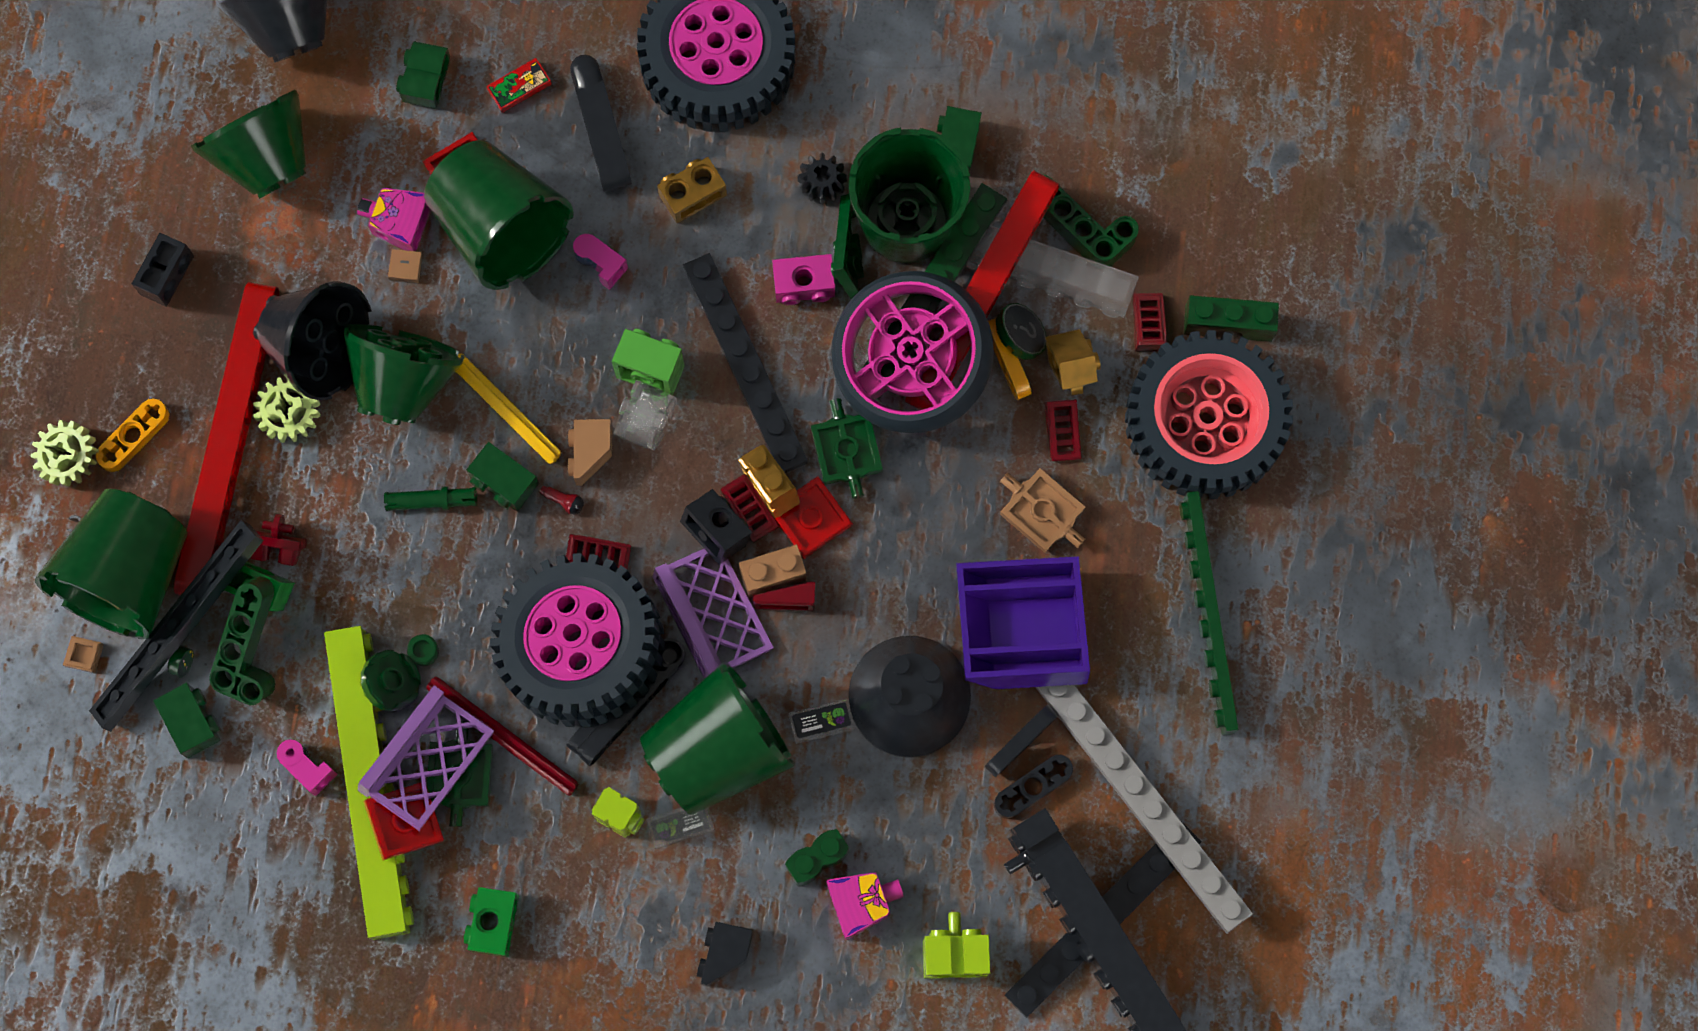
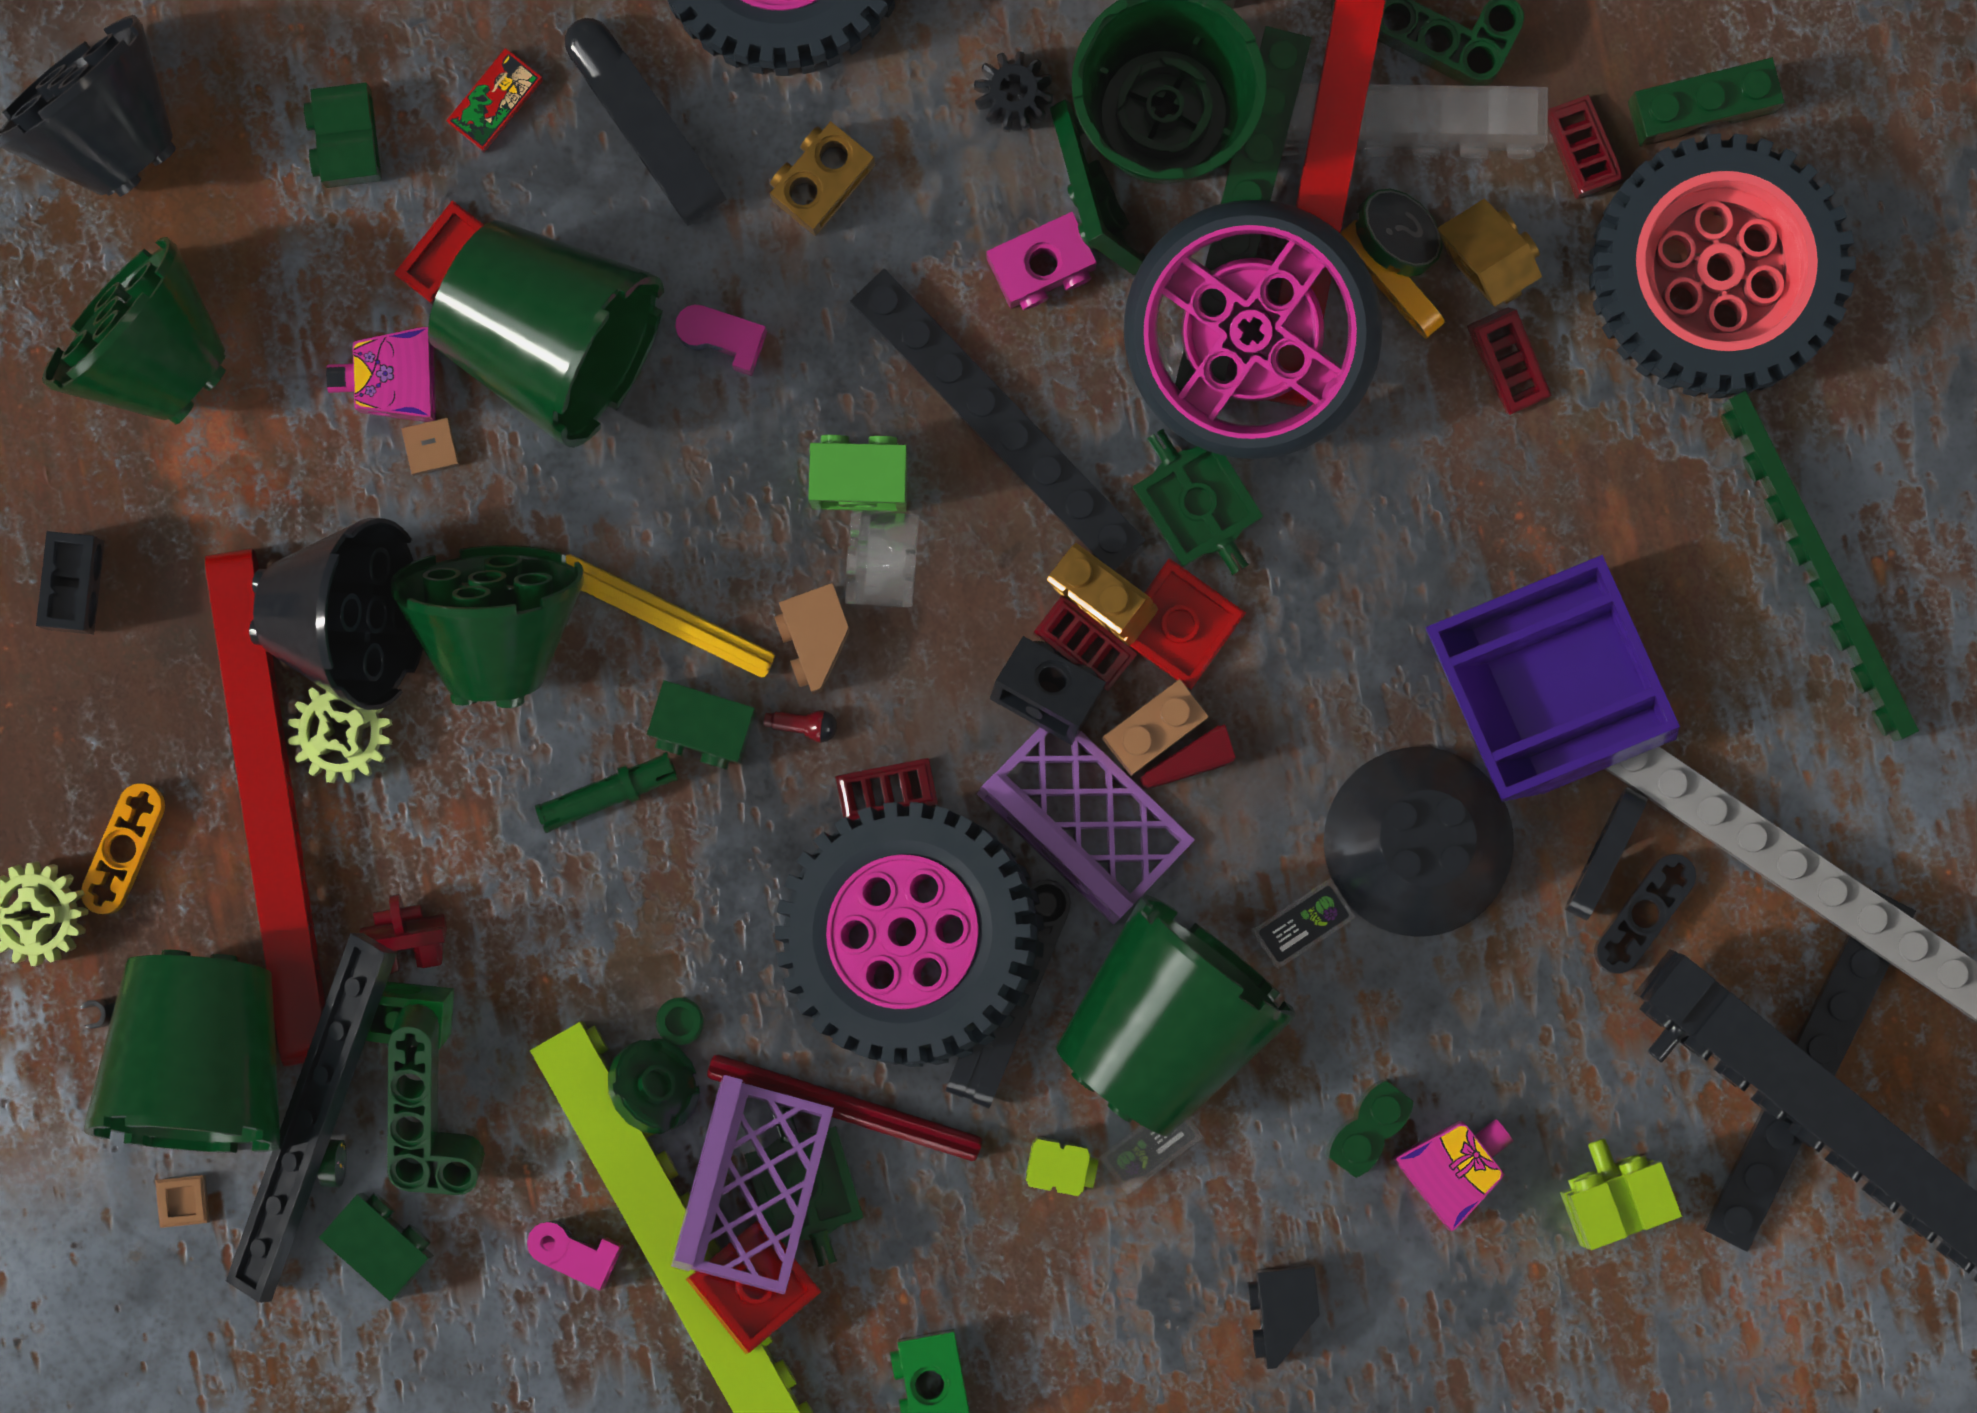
camera: 15 degrees left, 10 degrees up
(1042, 510) = (1521, 496): medium nougat plate -> none

